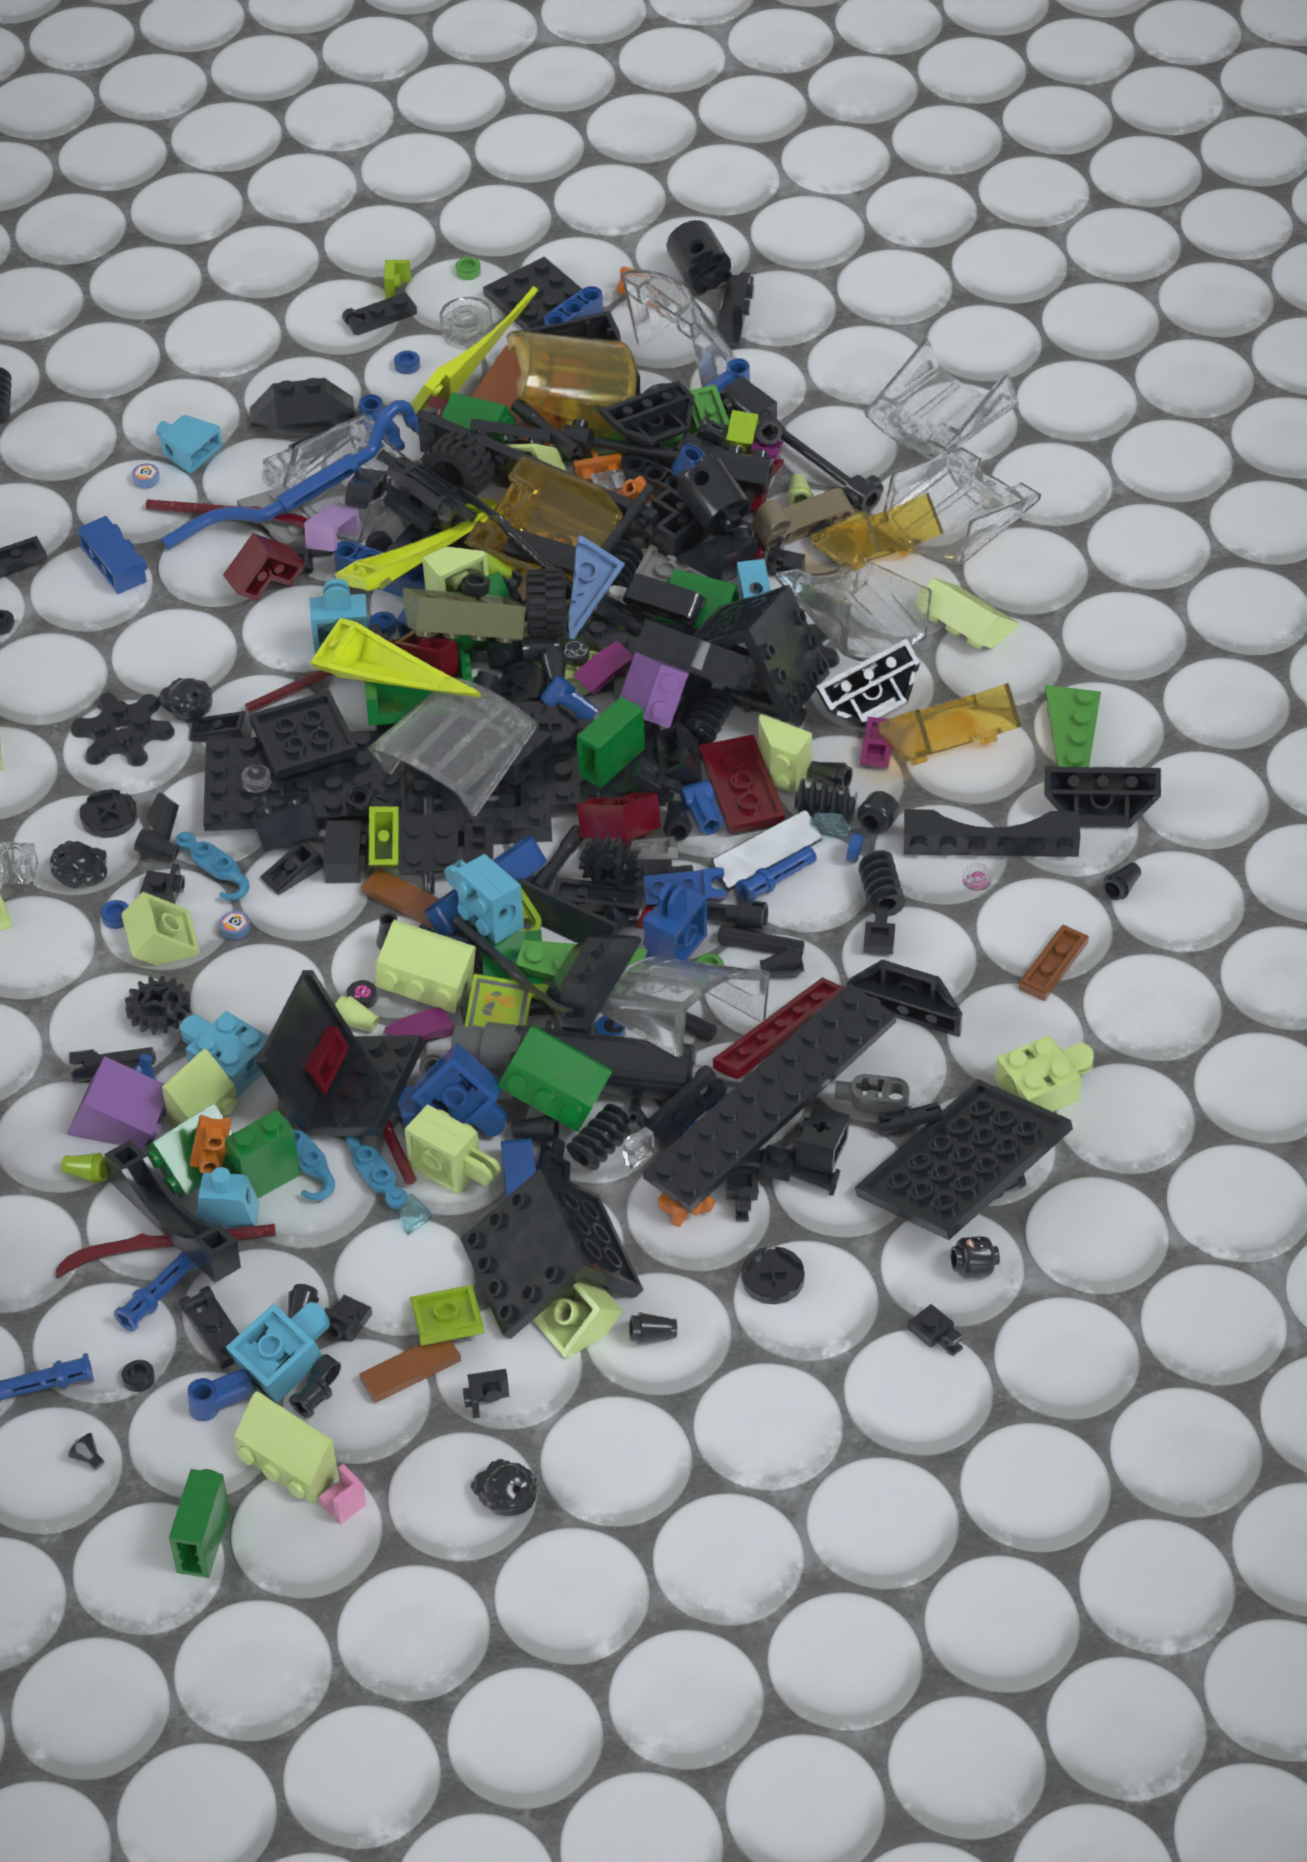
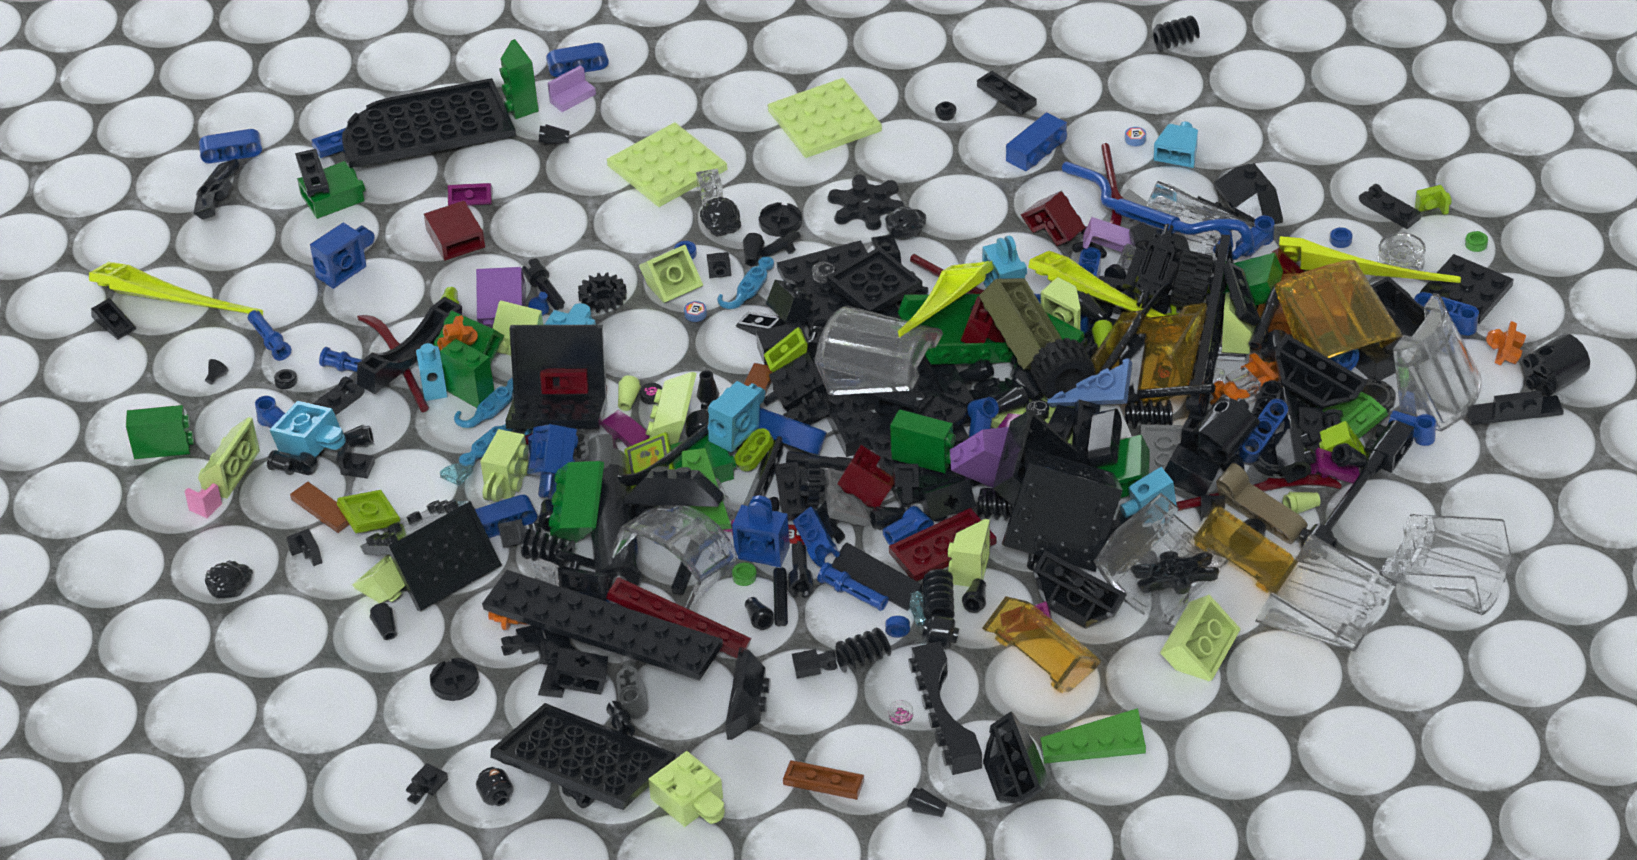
camera: 75 degrees right, 5 degrees down
(475, 584) = (1055, 320): black tile -> none
(882, 585) = (1175, 572): none -> black plate

